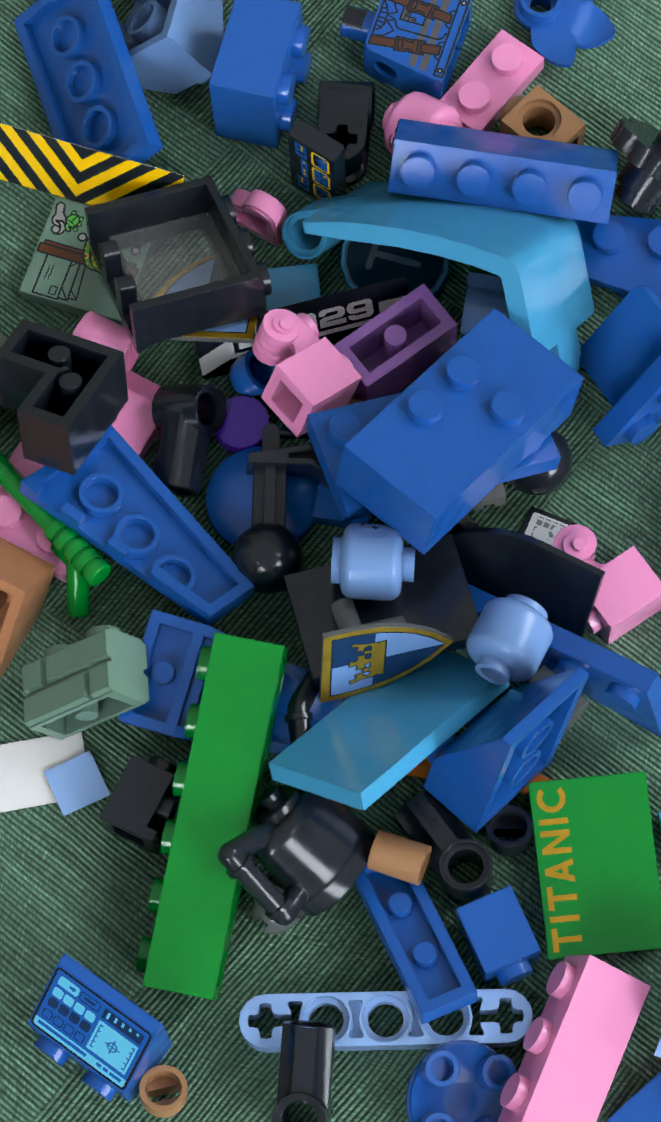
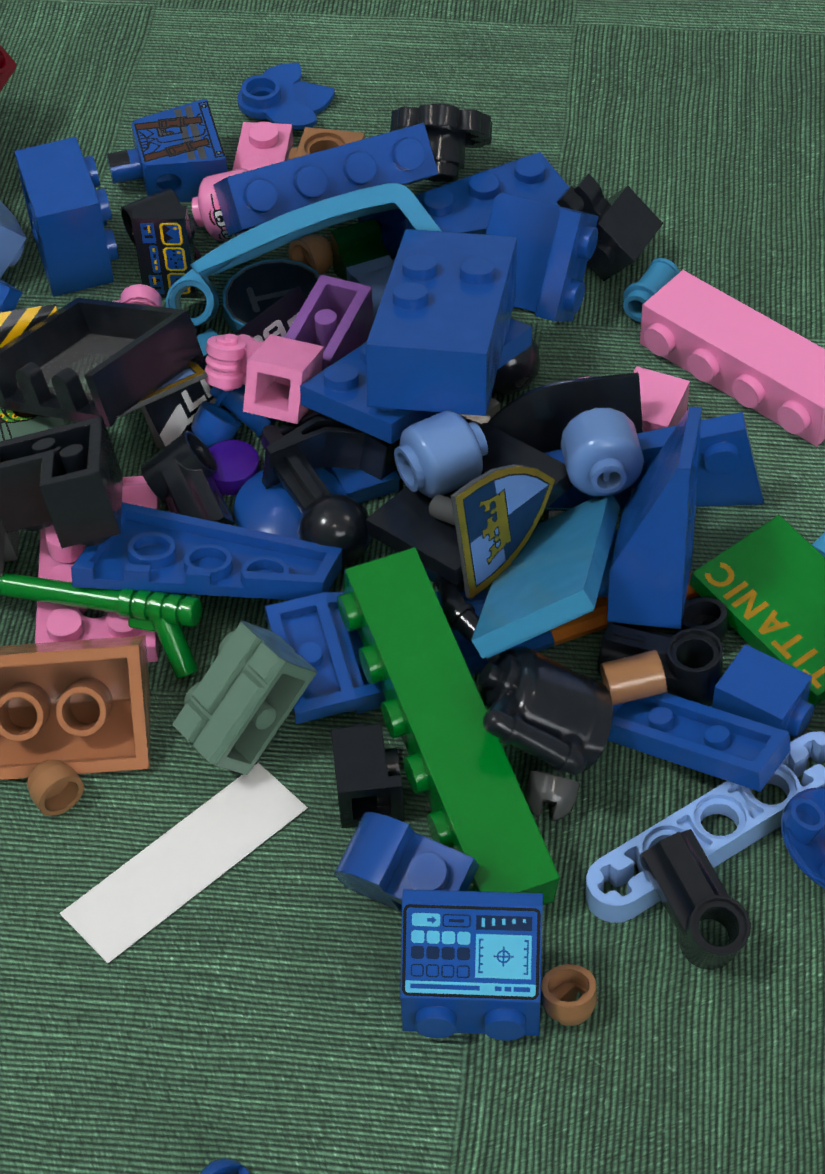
camera: 35 degrees left, 20 degrees down
(76, 783) = (286, 803): light blue sticker -> none
(101, 909) = (392, 857): none -> blue brick

